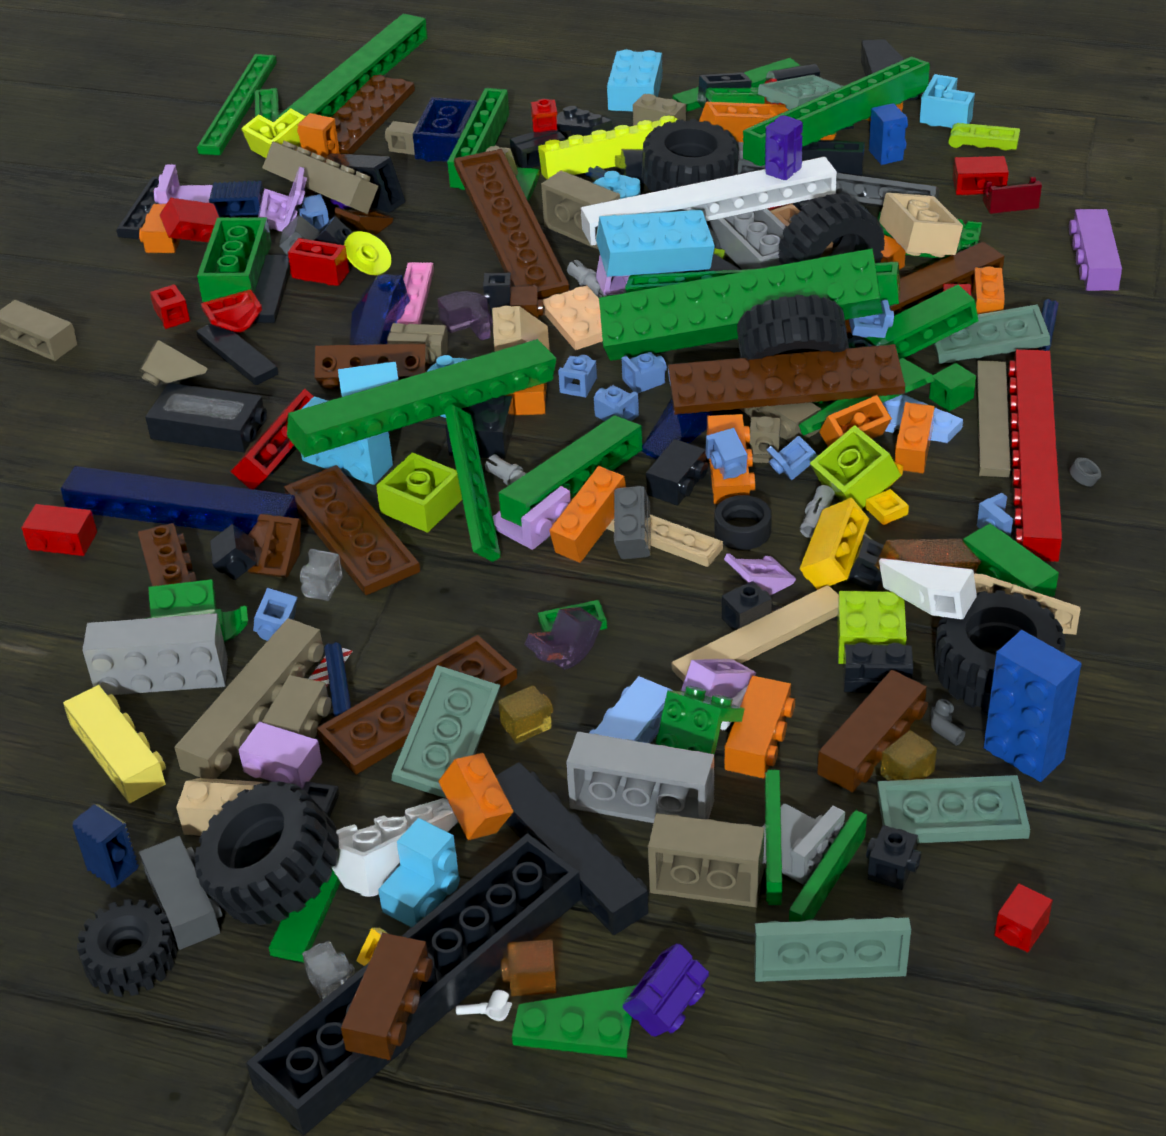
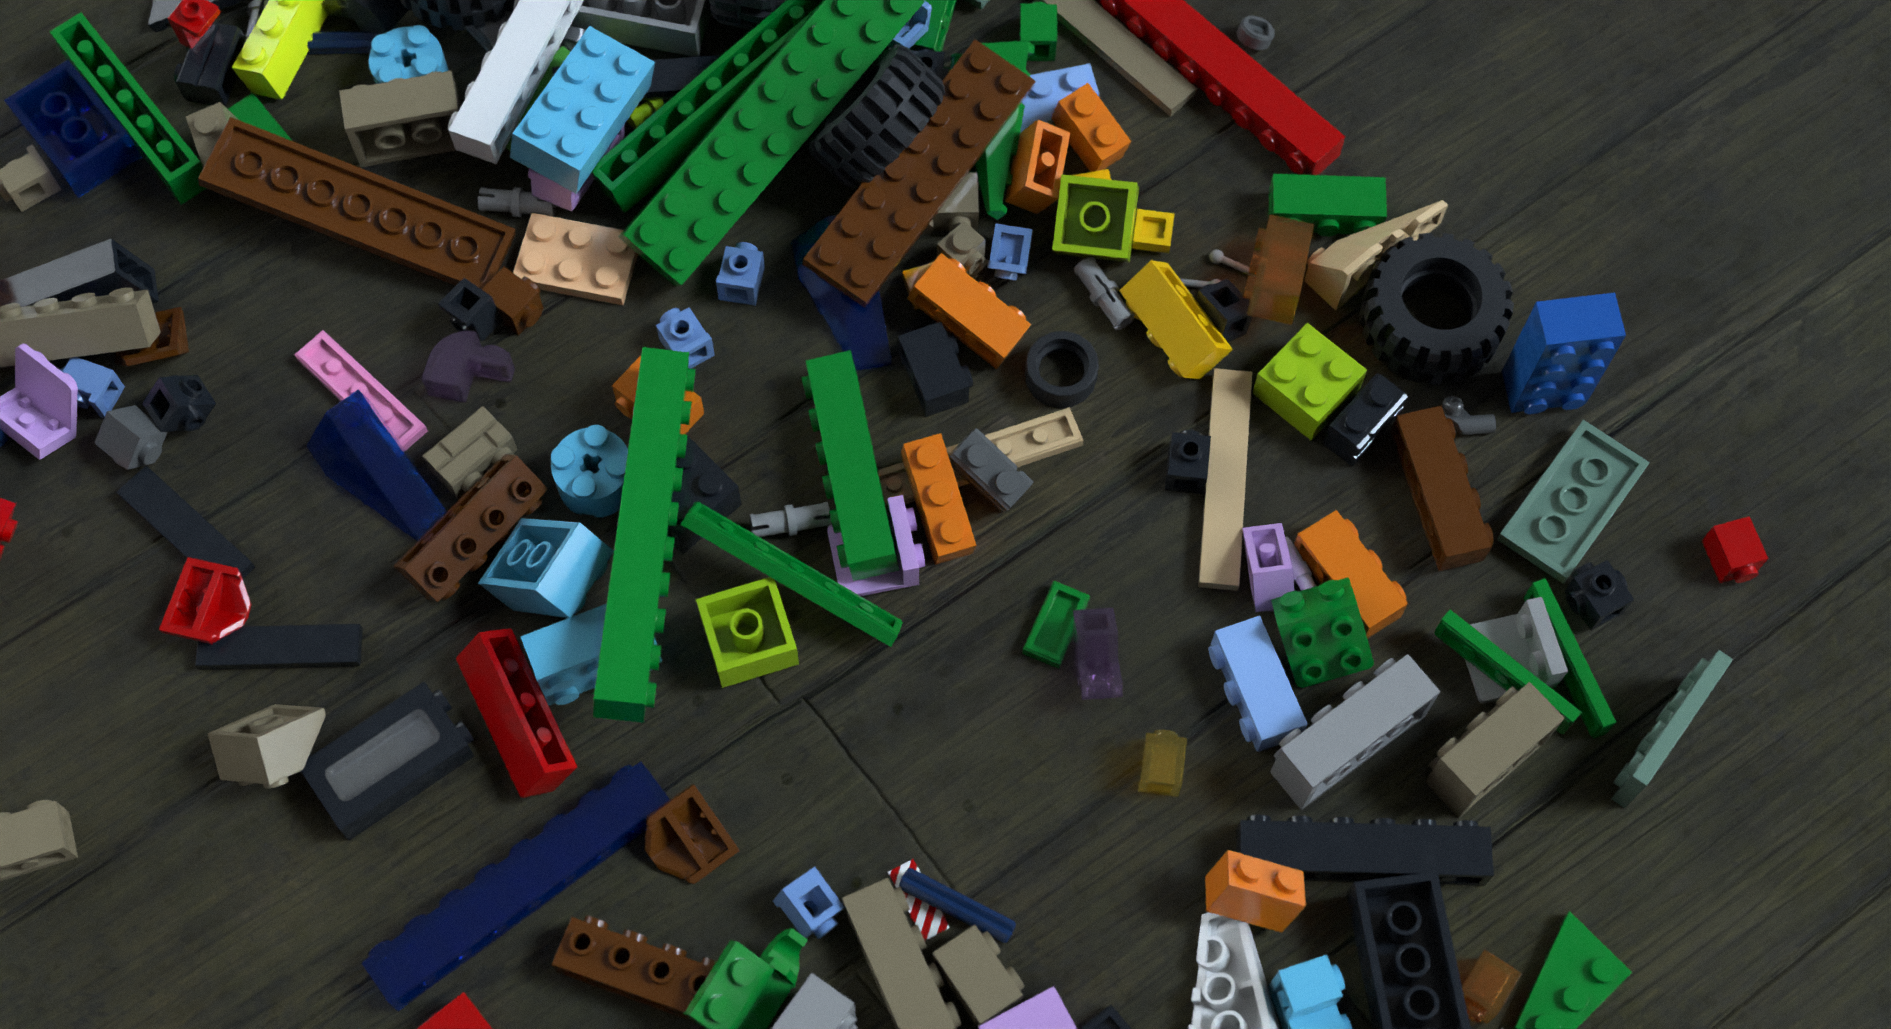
camera: 55 degrees left, 25 degrees up
(170, 306) = (105, 653): red brick -> none
(233, 552) = (670, 883): black brick -> none
(234, 257) = (103, 534): green brick -> none
(318, 261) = (208, 449): red brick -> none
(321, 574) = (782, 817): clear brick -> none
(353, 530) = (736, 738): reddish brown plate -> none
(367, 253) = (239, 385): neon yellow dish -> none
(385, 719) = (1058, 853): reddish brown plate -> none
(444, 728) = (1136, 855): sand green plate -> none
(517, 326) = (561, 348): tan slope -> none
(616, 402) = (771, 342): medium blue brick -> none
(666, 991) = (1603, 894): dark purple brick -> none
(727, 453) = (993, 315): medium blue brick -> none
(765, 573) = (1141, 409): lavender slope -> none
(909, 758) = (1497, 486): clear yellow brick -> none
(932, 588) = (1355, 304): white slope -> none
(993, 511) = (1254, 163): medium blue bracket -> none

